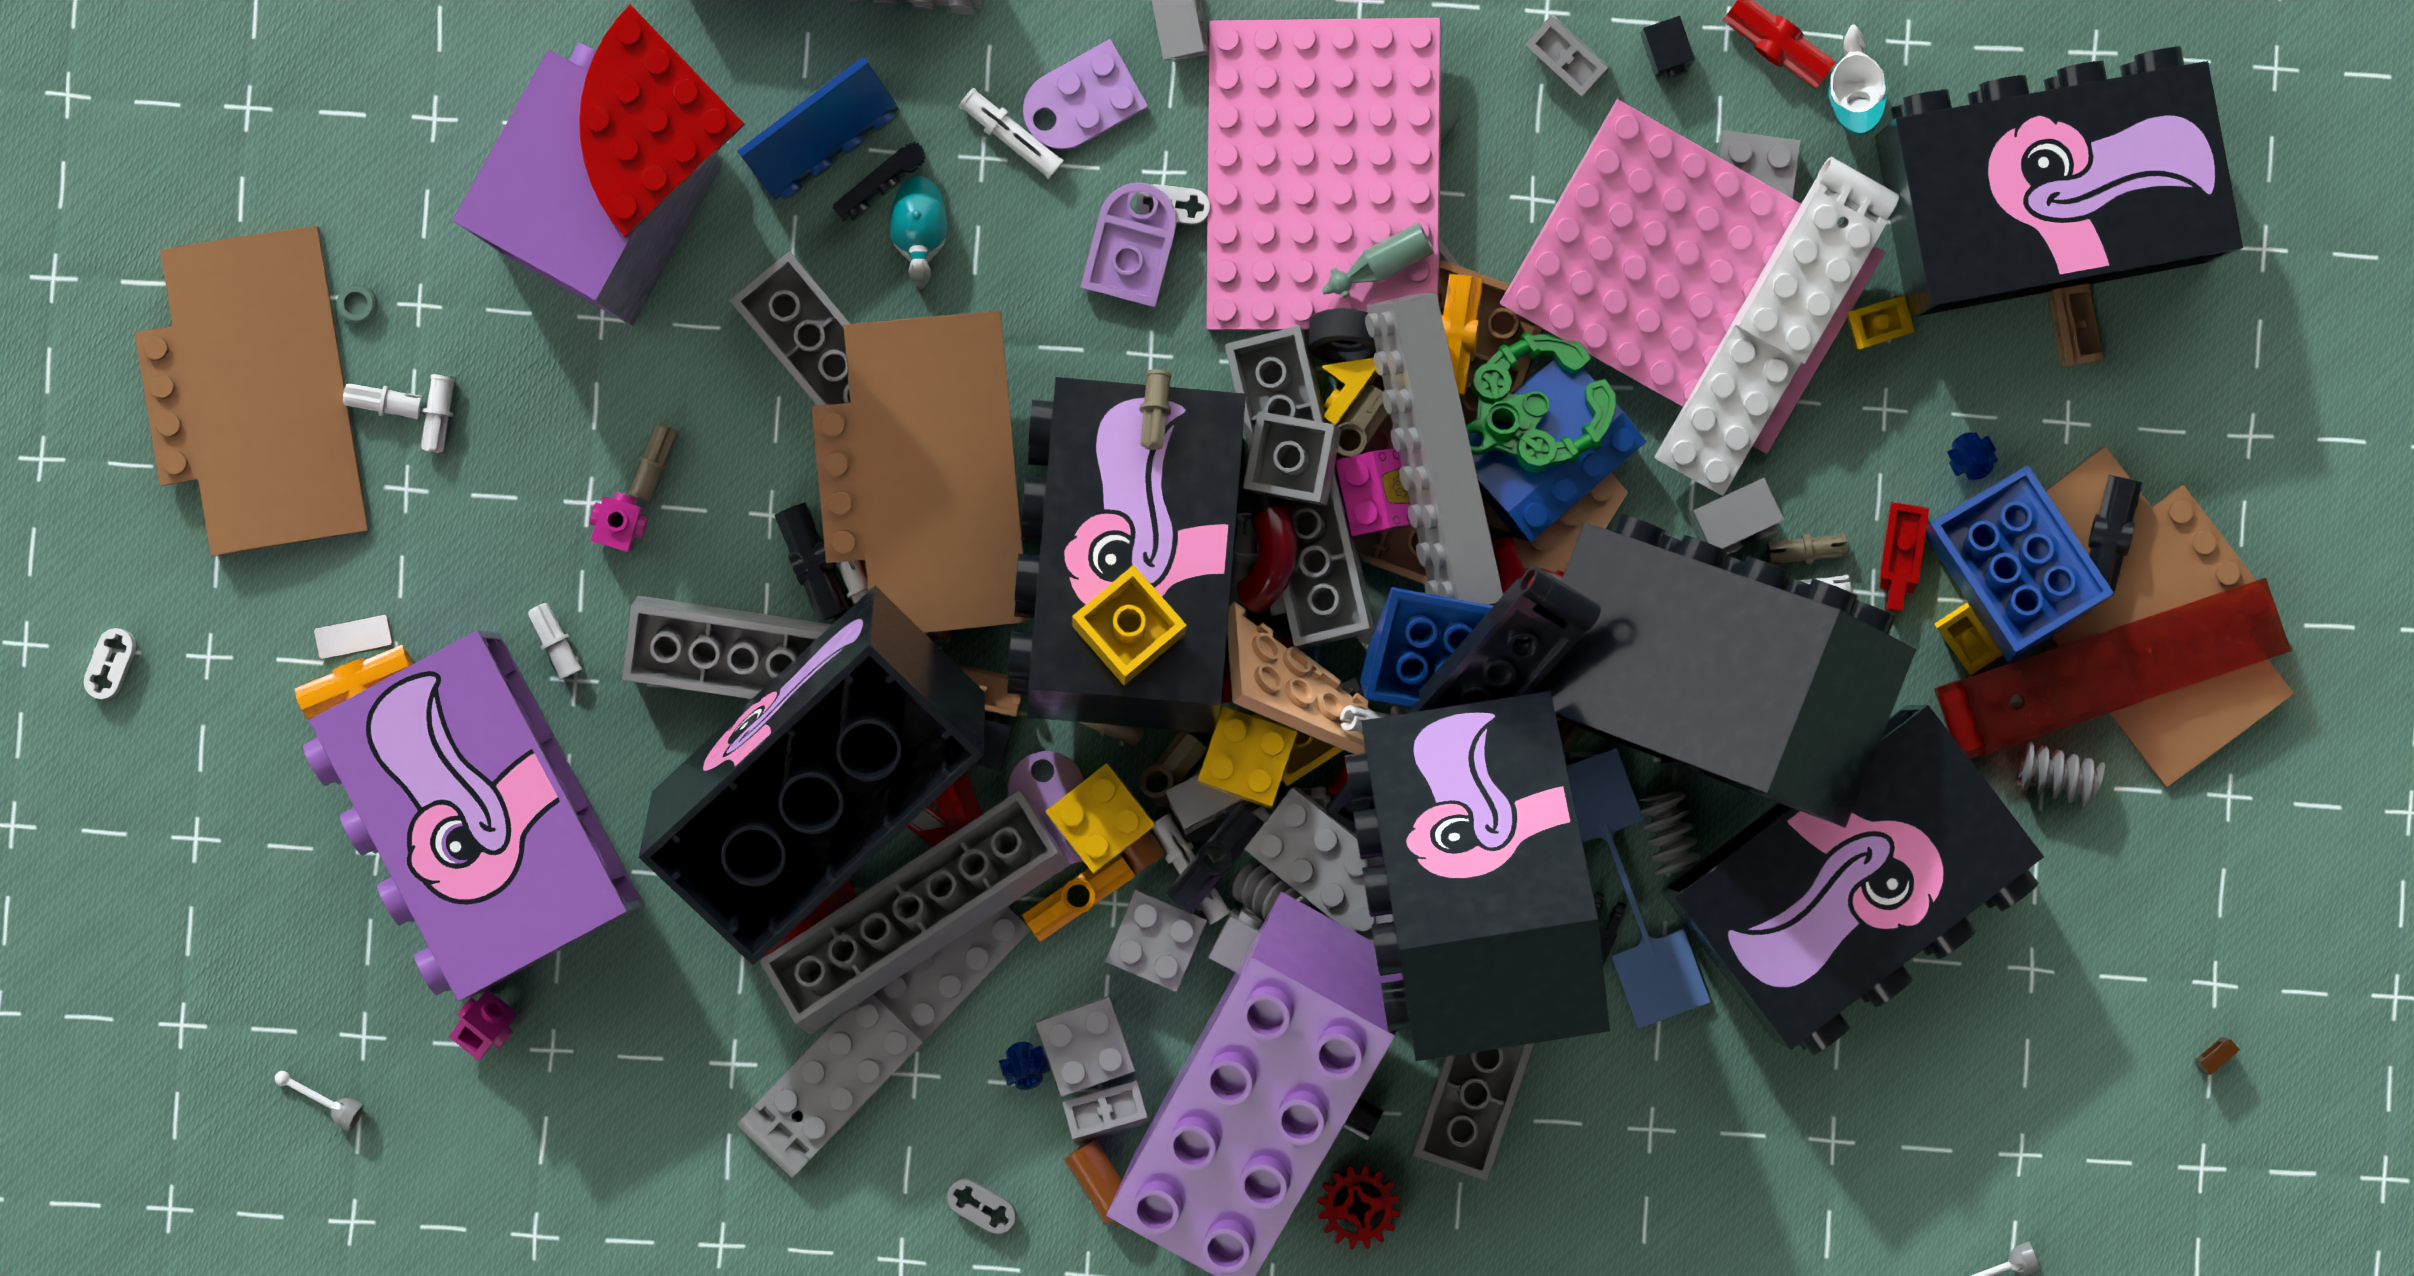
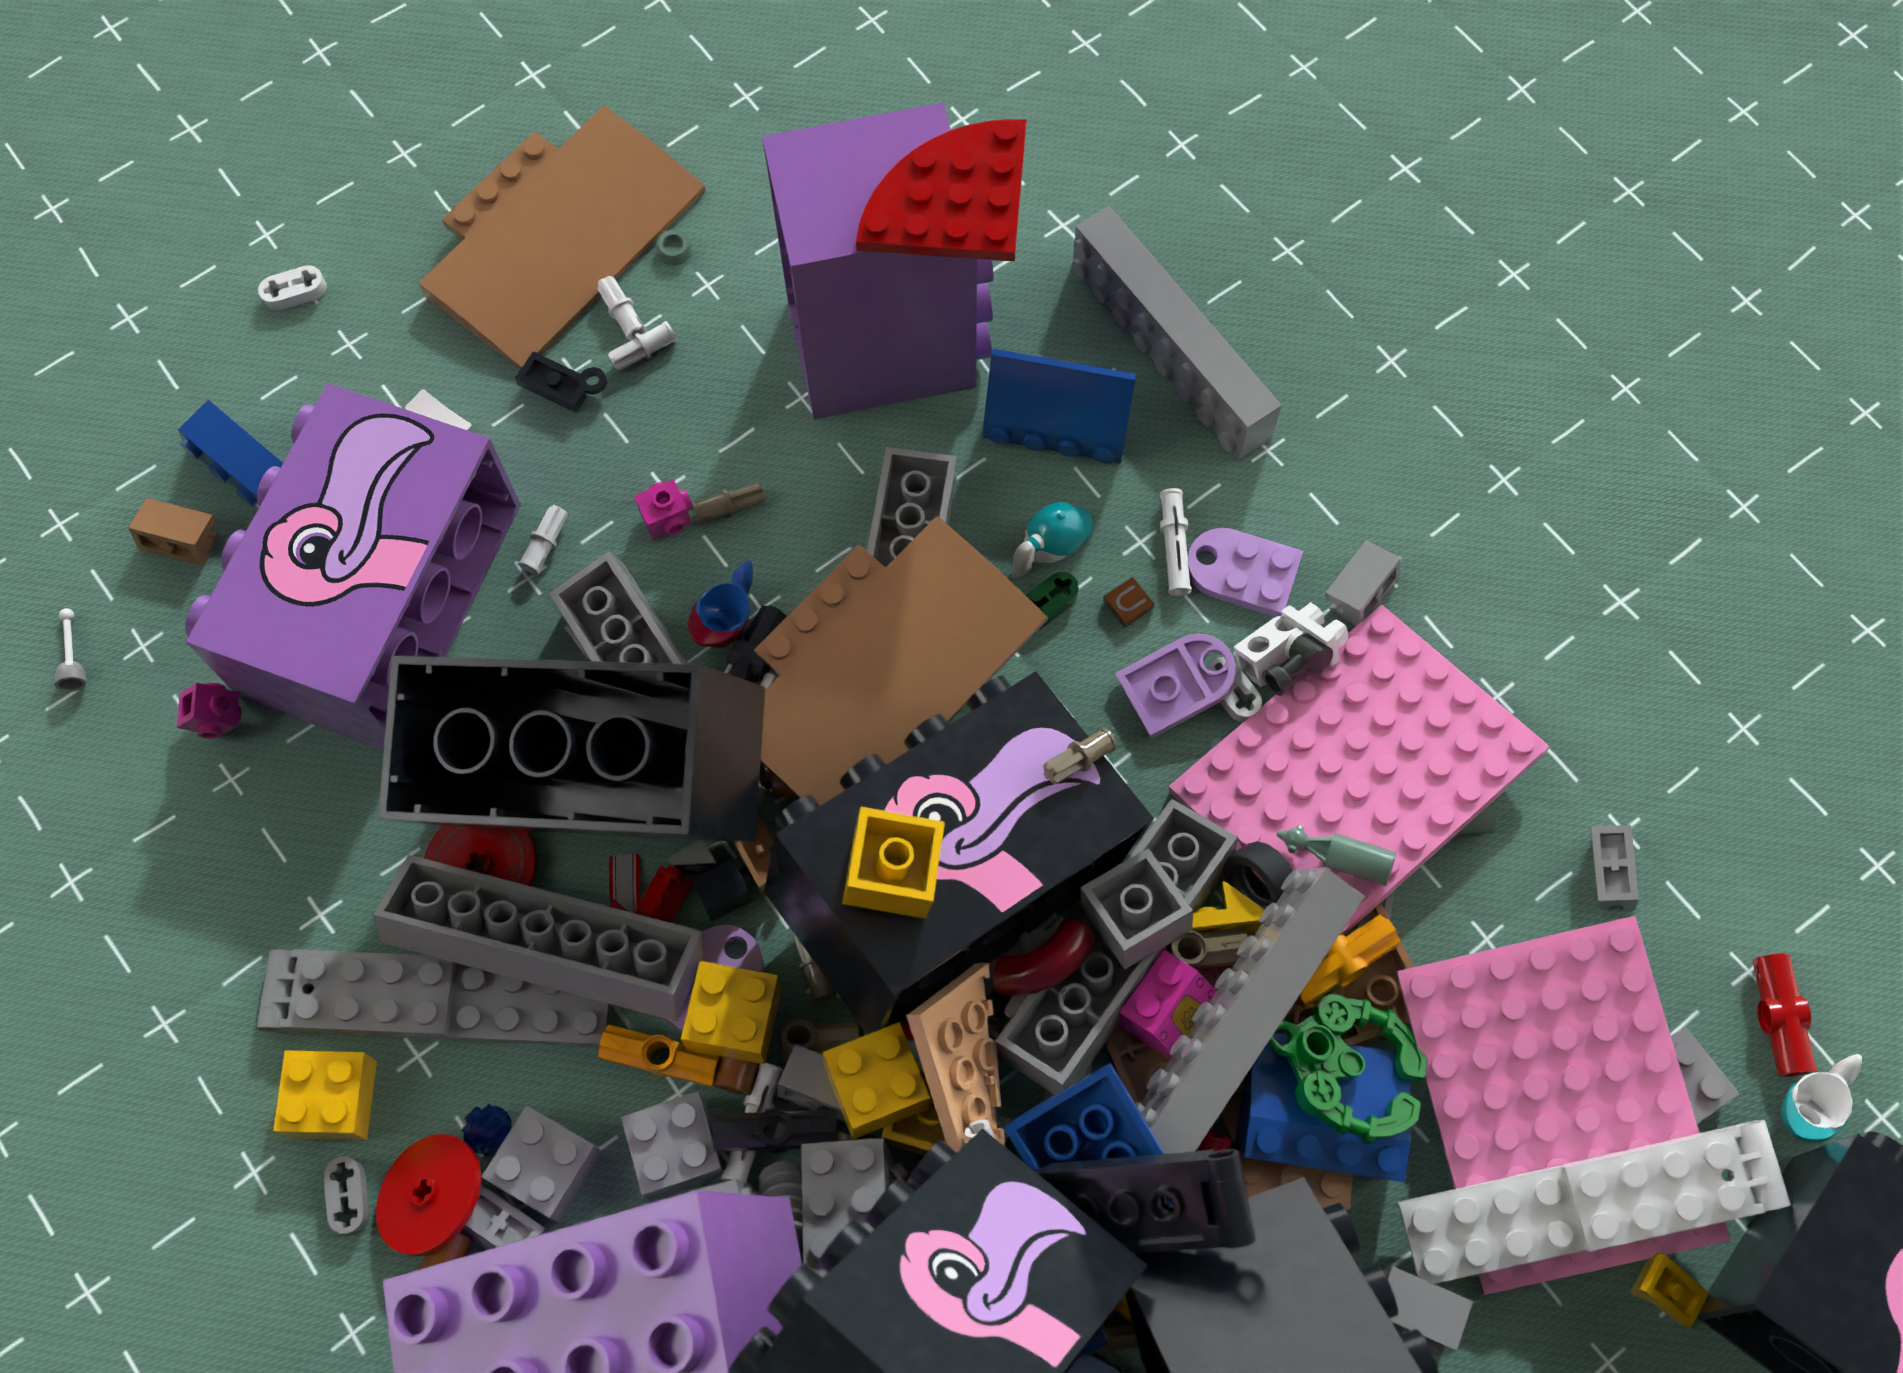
camera: 55 degrees right, 20 degrees down
(255, 836) = (227, 450): none -> blue wedge
(280, 936) = (173, 531): none -> medium nougat hinge
(413, 511) = (559, 382): none -> black hinge
(756, 554) = (722, 610): none -> blue hair
(880, 181) = (1060, 484): black hinge -> none
(892, 1164) = (325, 1095): none -> yellow brick
(960, 279) = (1059, 603): none -> dark green beam
(1027, 218) = (1128, 602): none -> reddish brown tile
(1063, 1147) = (428, 1195): none -> red piece
(1180, 121) = (1291, 636): none -> white hips
(1667, 47) = (1694, 935): black brick -> none

